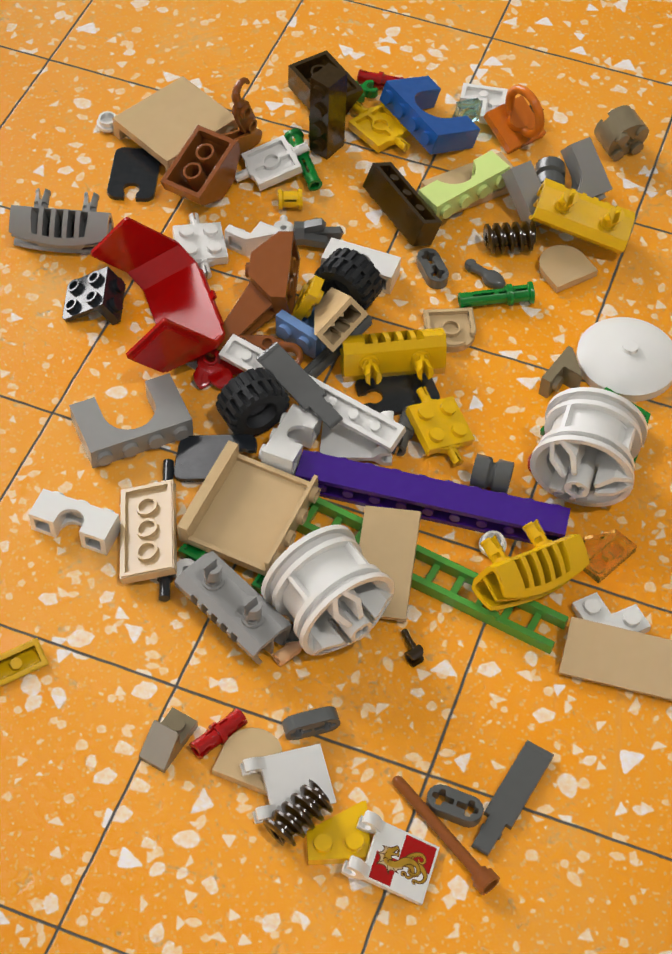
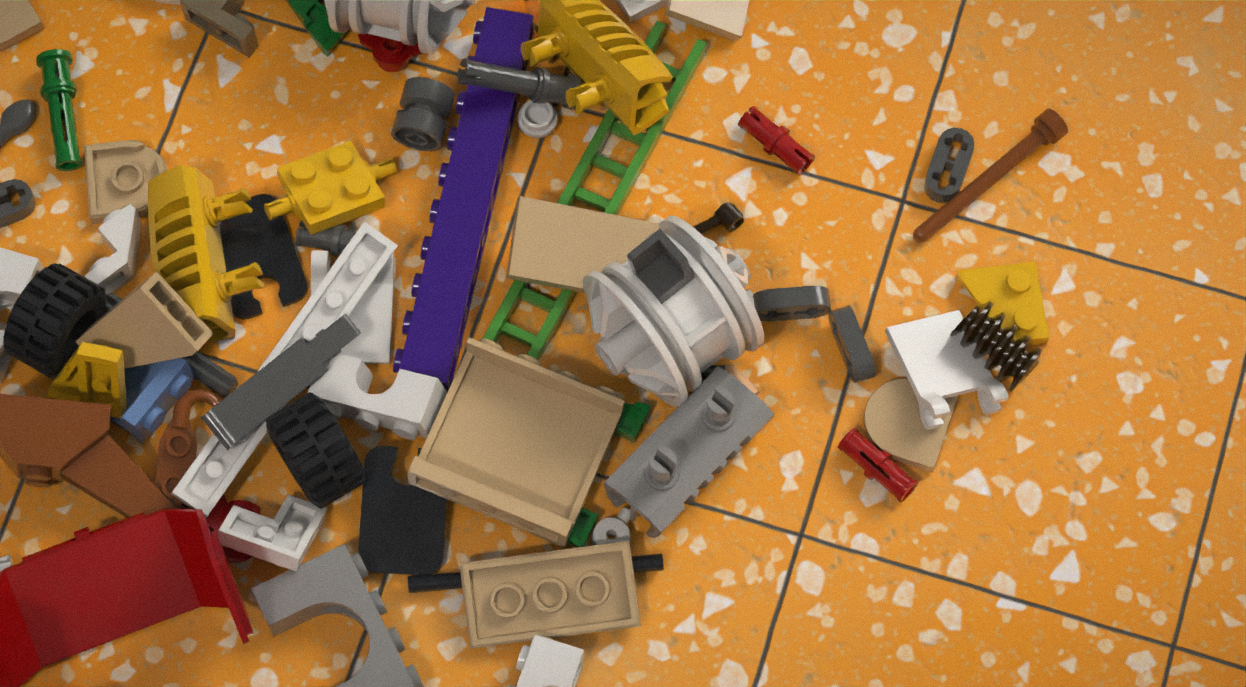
camera: 90 degrees left, 15 degrees up
(167, 739) = (891, 533): dark tan slope -> none
(198, 385) = (275, 540): none -> white plate
(342, 552) = (660, 266): none -> dark grey panel
(344, 687) = (792, 303): none -> dark grey beam
(388, 321) = (122, 236): none -> white slope
(394, 861) = (1038, 229): flag -> none
(475, 689) = (776, 140): none -> red pin
(509, 532) = (537, 85): none -> dark grey pin
(512, 795) = (922, 97): dark grey piece -> none

